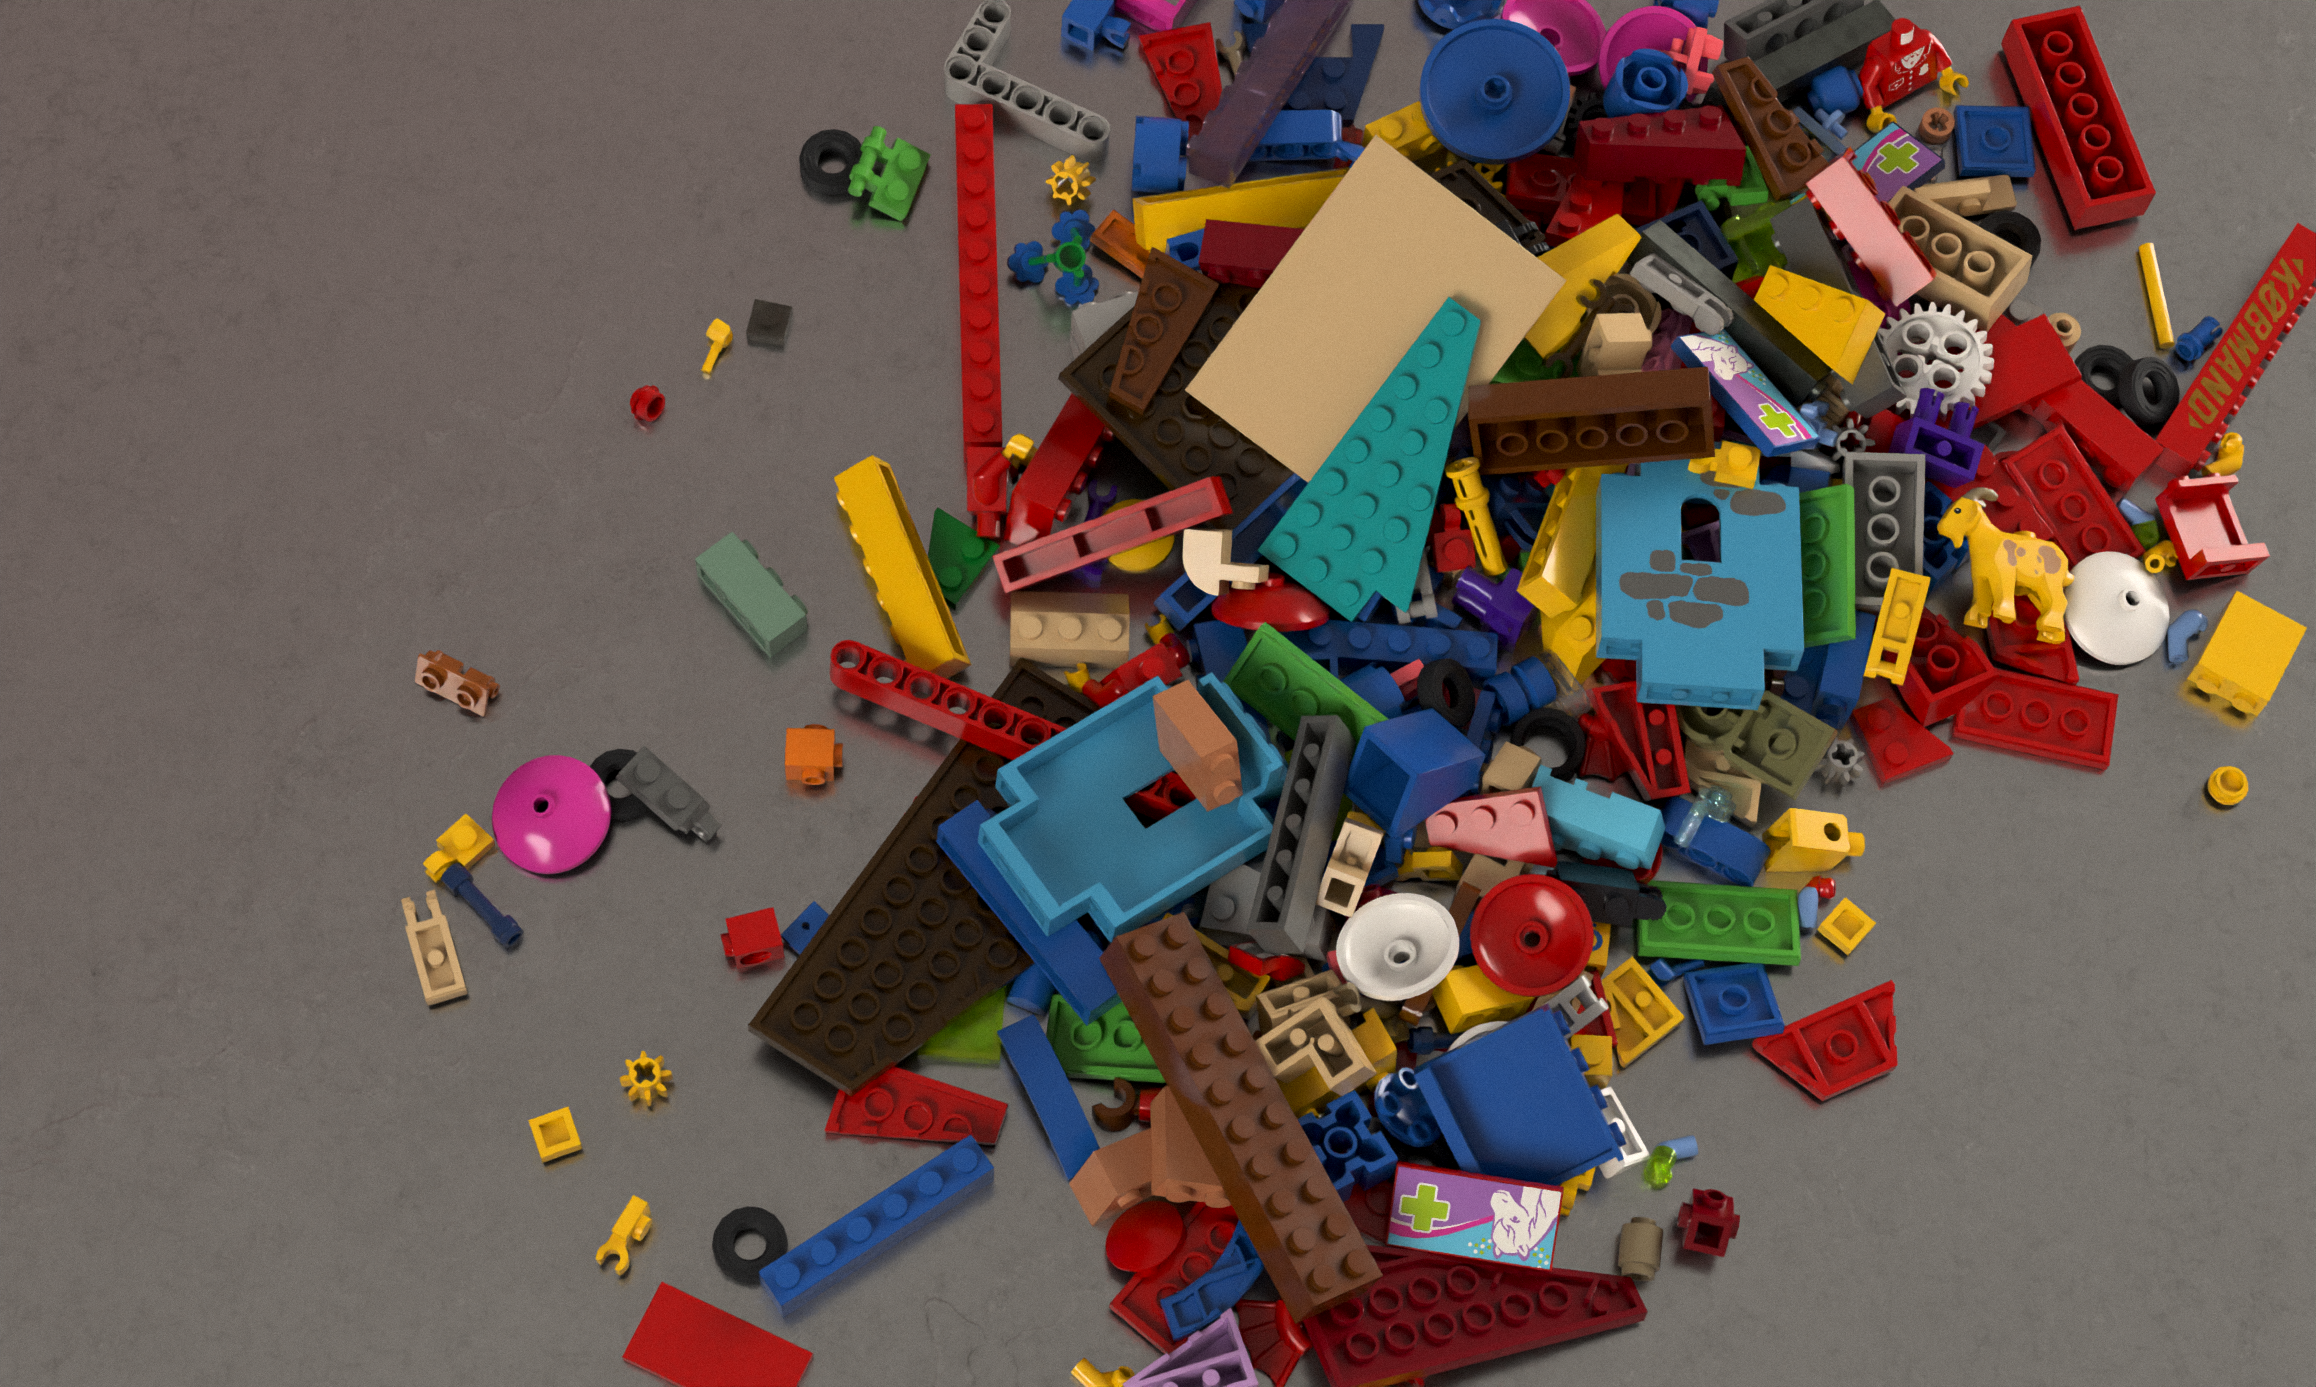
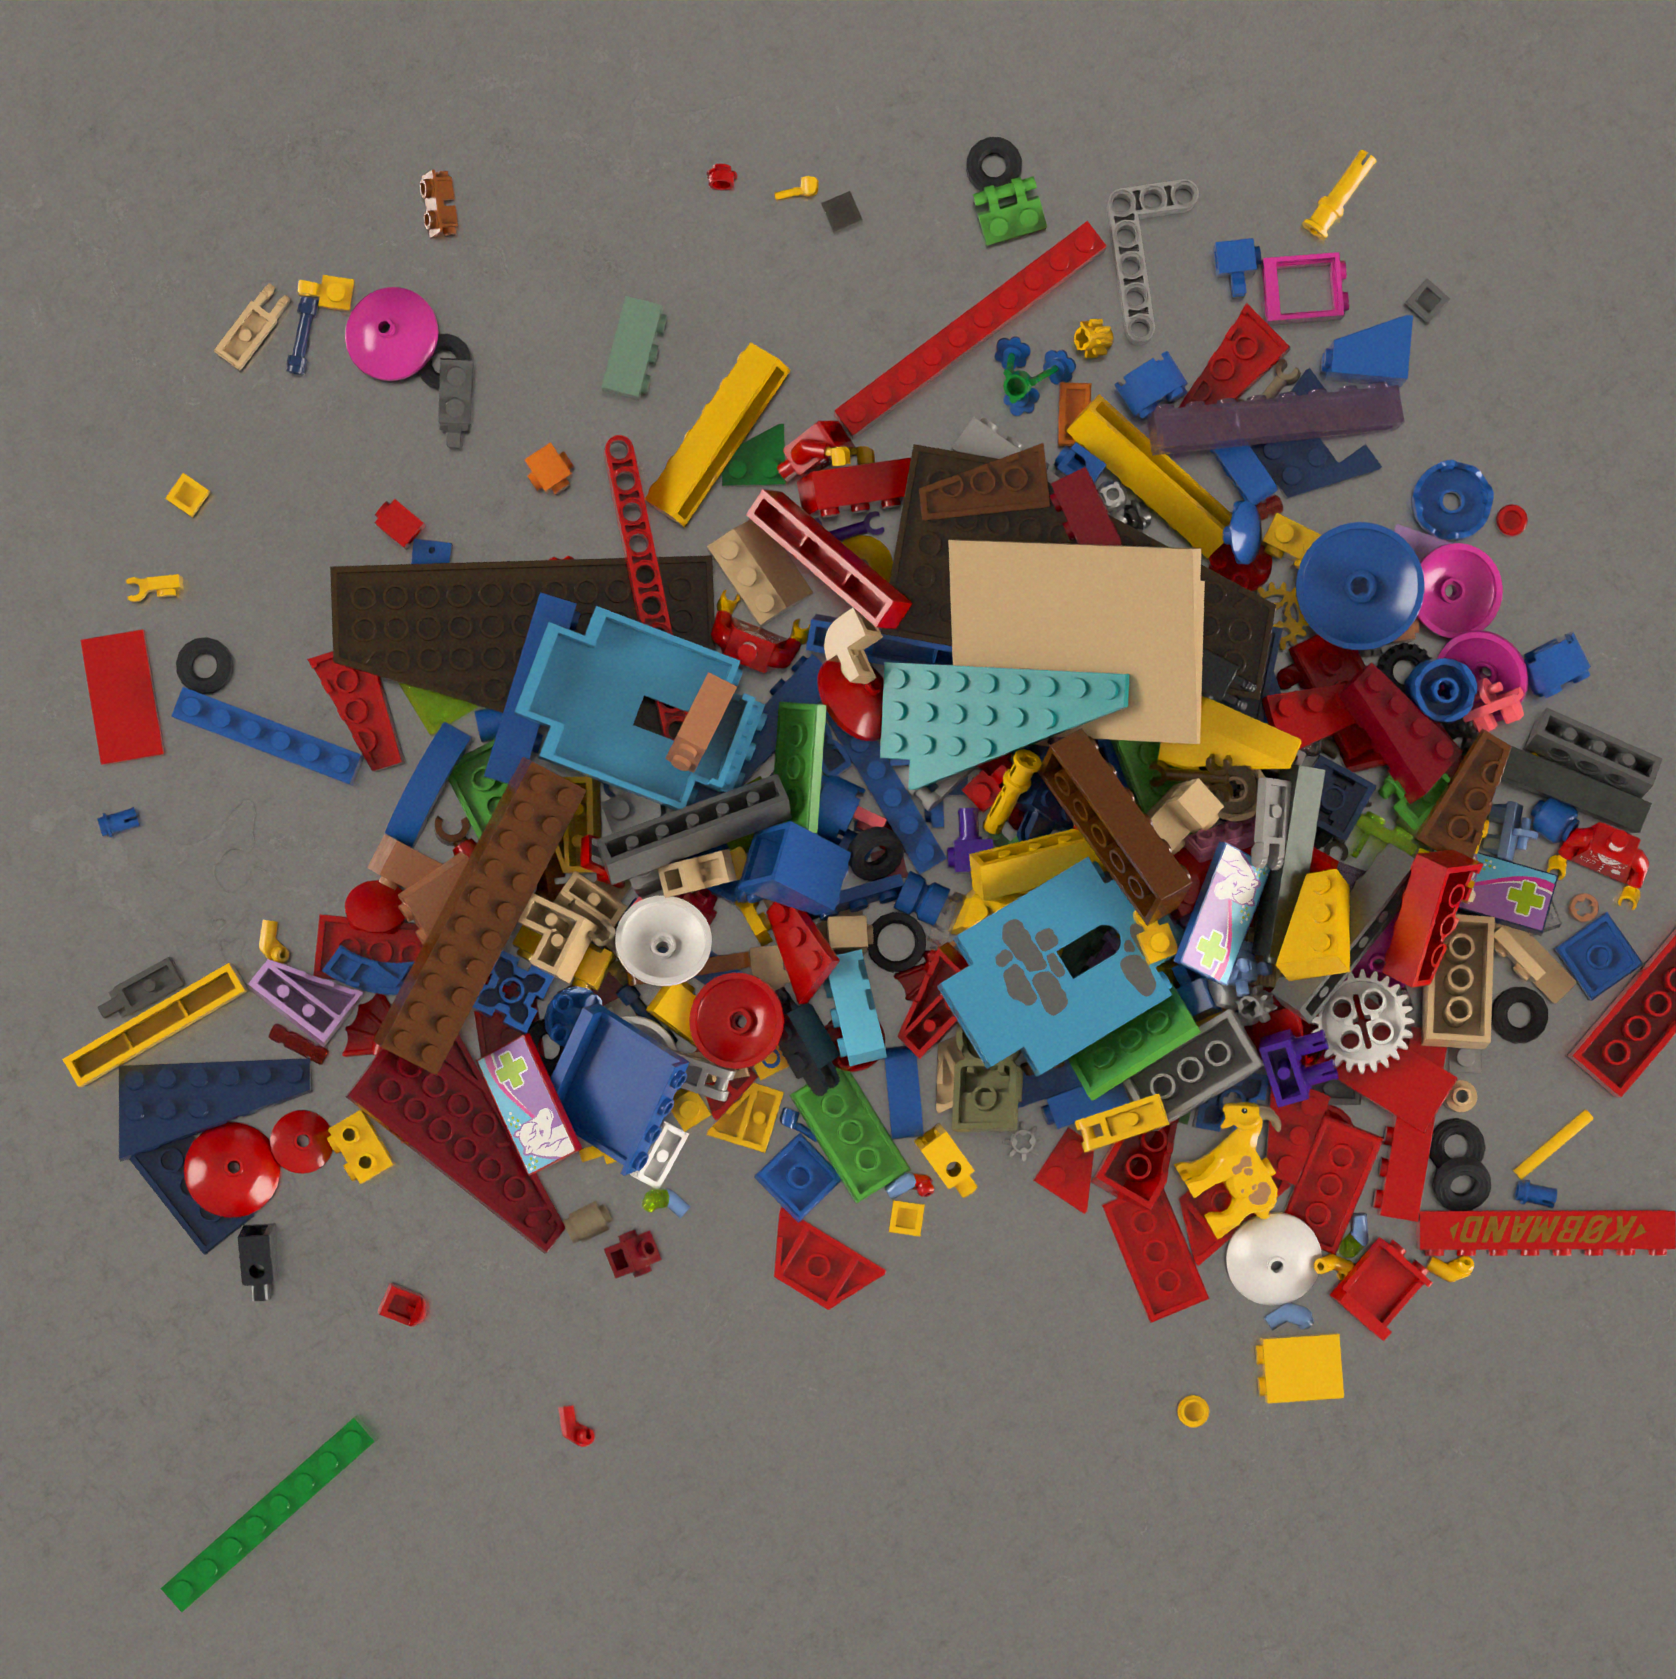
camera: 60 degrees right, 20 degrees up
(647, 1089) = (255, 517): yellow gear -> none
(1709, 802) = (924, 1077): clear light blue plate -> none

